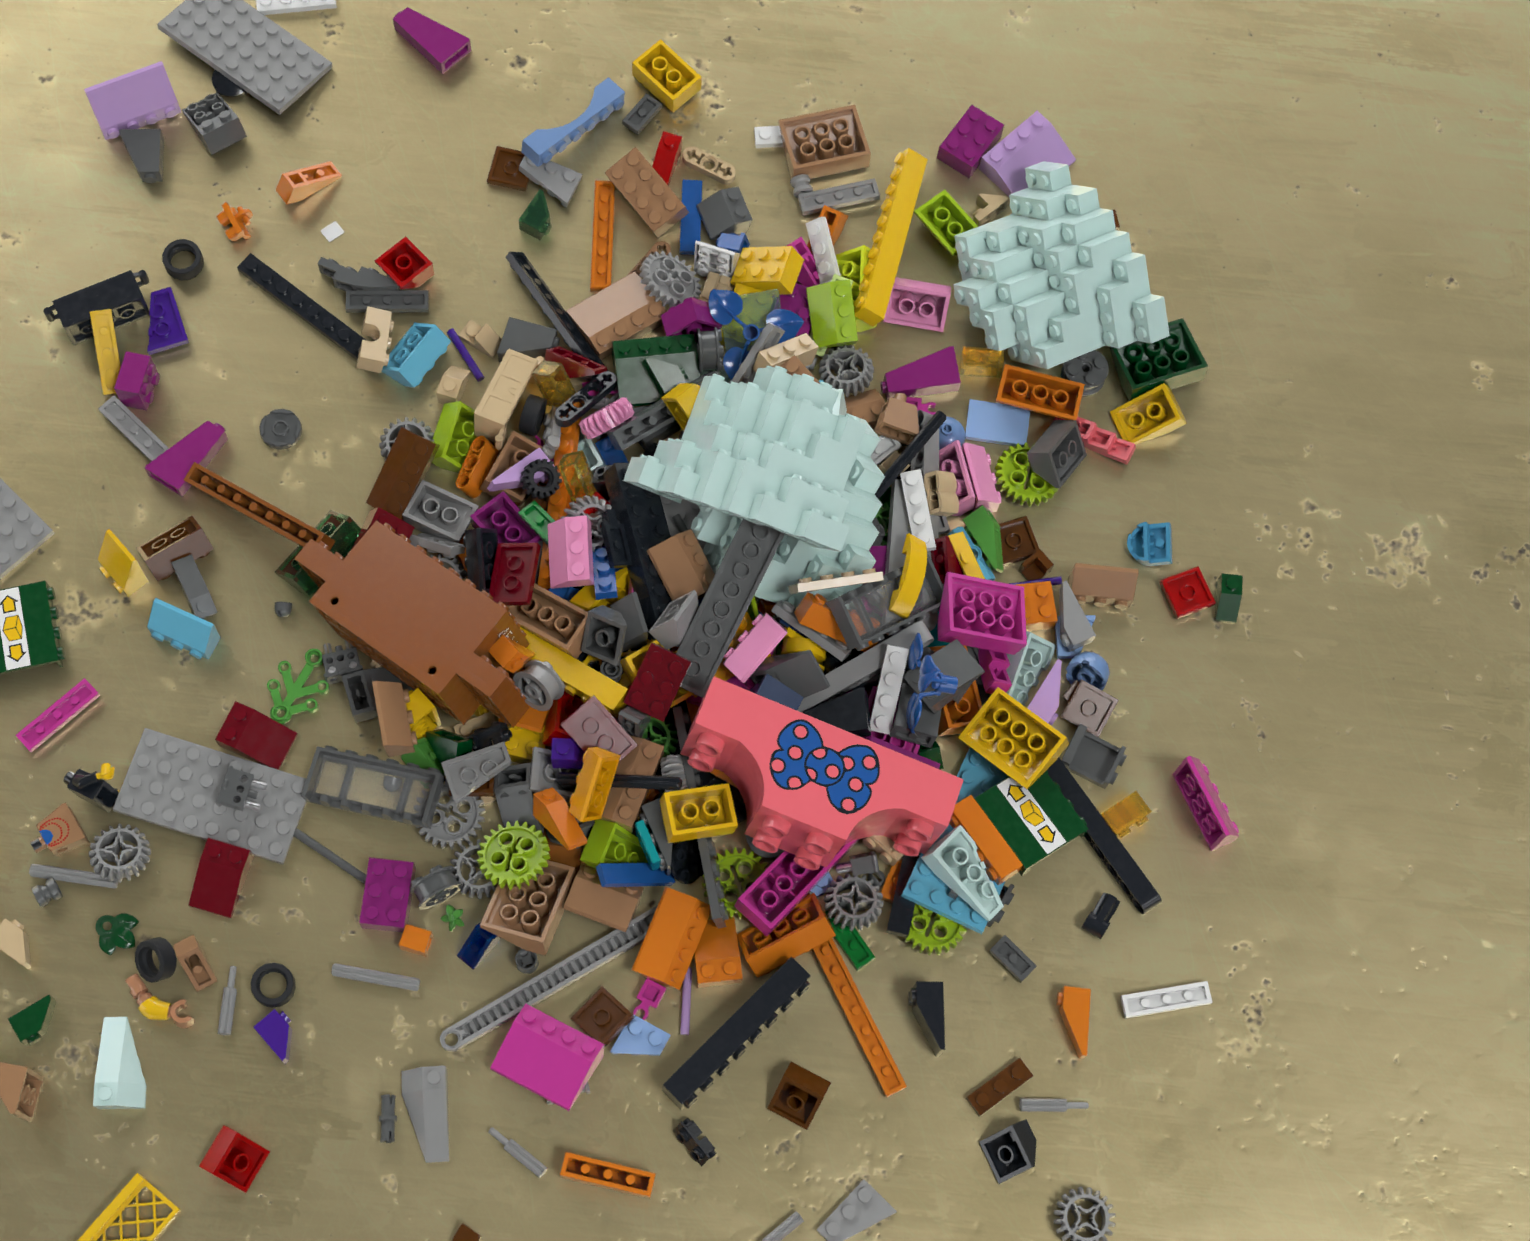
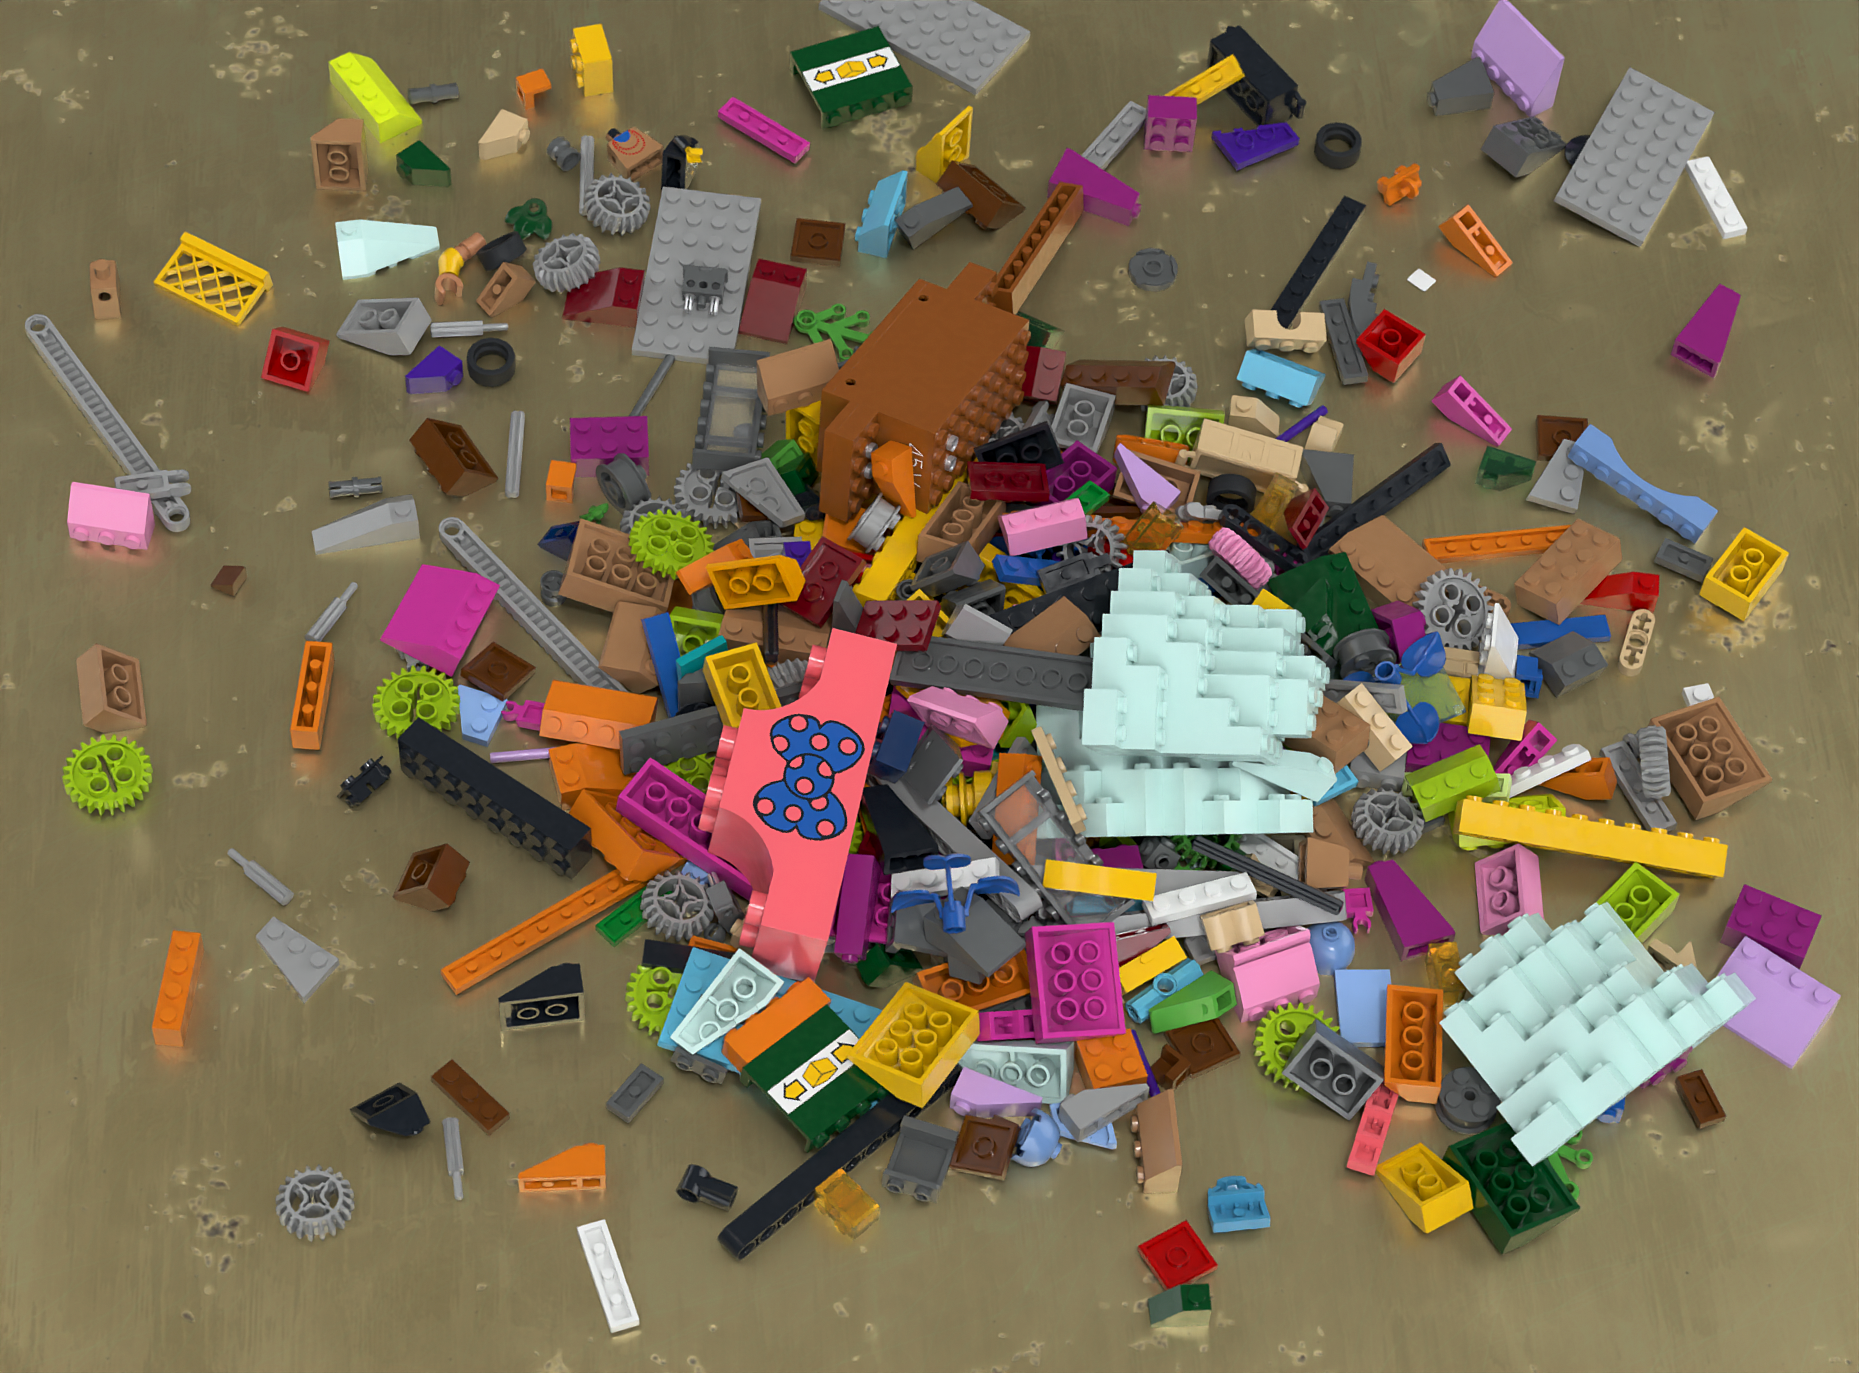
camera: 85 degrees right, 15 degrees down
(161, 909) = (566, 263): none -> light grey gear
(193, 690) = (818, 242): none -> reddish brown tile
(212, 1074) = (386, 324): none -> light grey slope
(373, 1030) = (452, 458): none -> reddish brown slope
(476, 225) = (1468, 409): none -> dark pink slope
(528, 479) = (1126, 482): black tyre -> none
(632, 1069) = (401, 697): none -> lime gear
(836, 175) = (1654, 762): none -> light grey gear
(1205, 803) = (878, 1289): dark pink slope -> none

